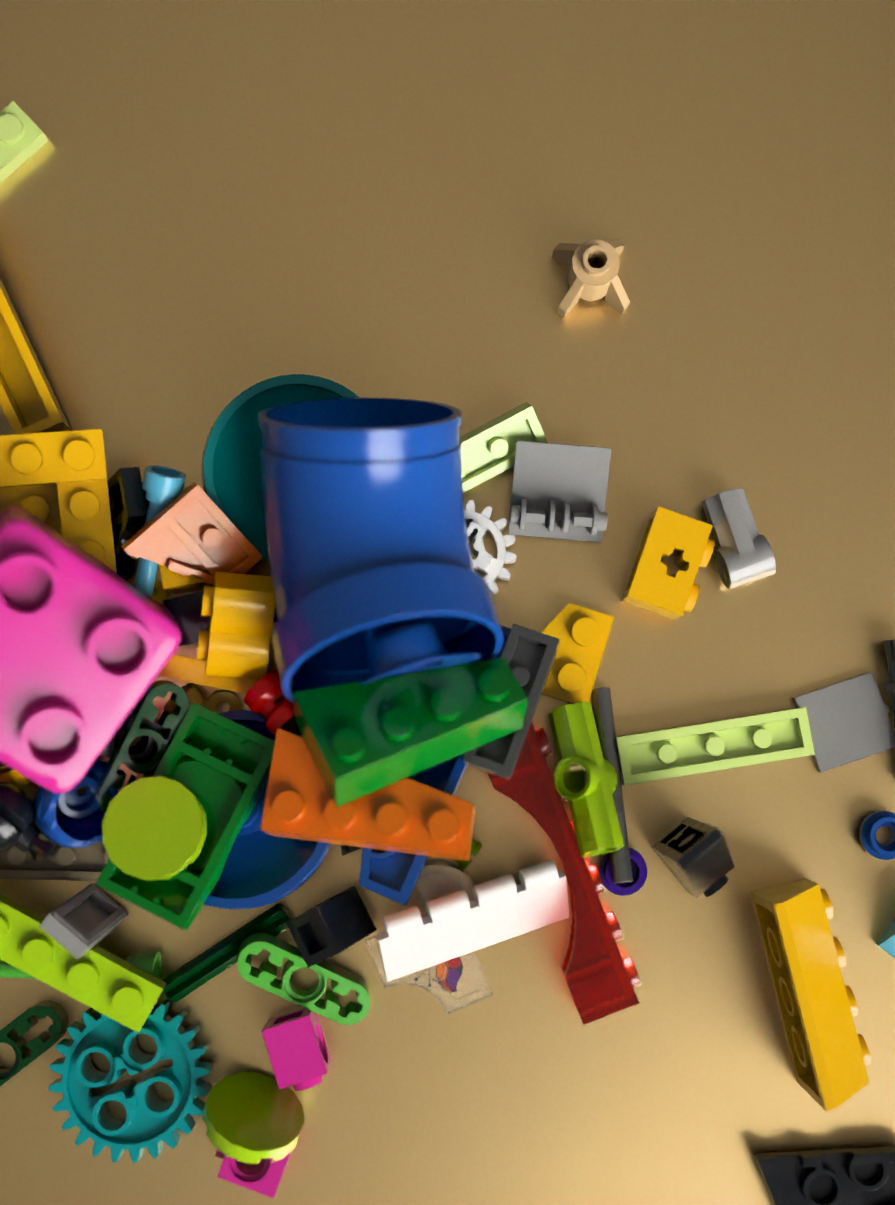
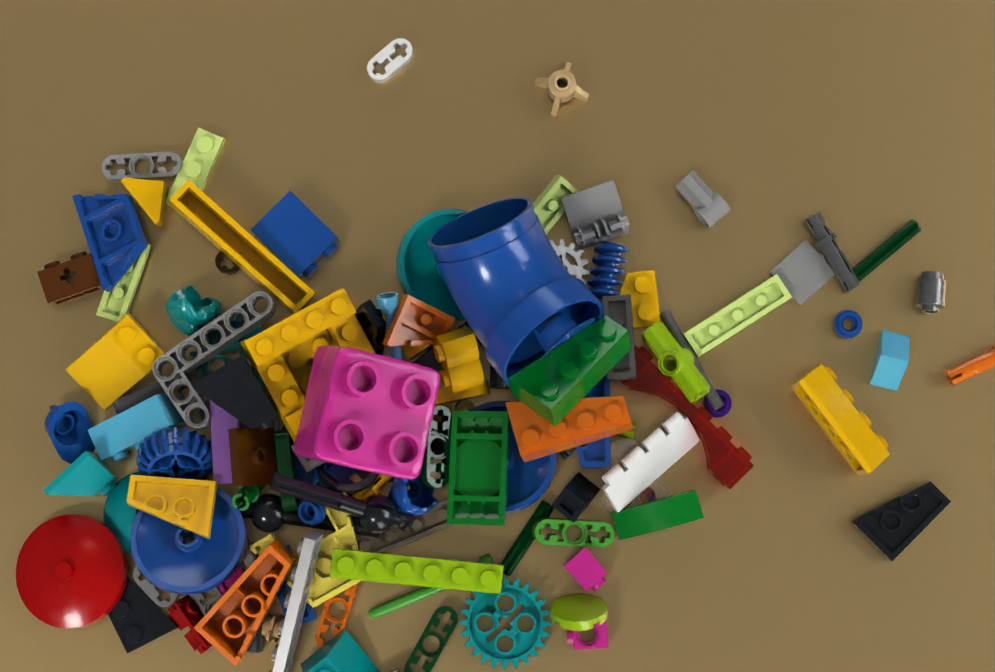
camera: 20 degrees left, 0 degrees up
(81, 325) = (296, 236): none -> blue brick
(83, 920) = (445, 549): light grey tile -> none
(154, 828) = (464, 481): lime tile -> none
(269, 701) = (496, 391): red wheel -> none
(348, 124) = (394, 65): none -> white beam
(451, 1014) = (657, 514): none -> green slope
(540, 585) = (607, 269): none -> blue piece
(668, 535) = (664, 244): yellow brick -> none
(696, 856) = (752, 378): black slope -> none

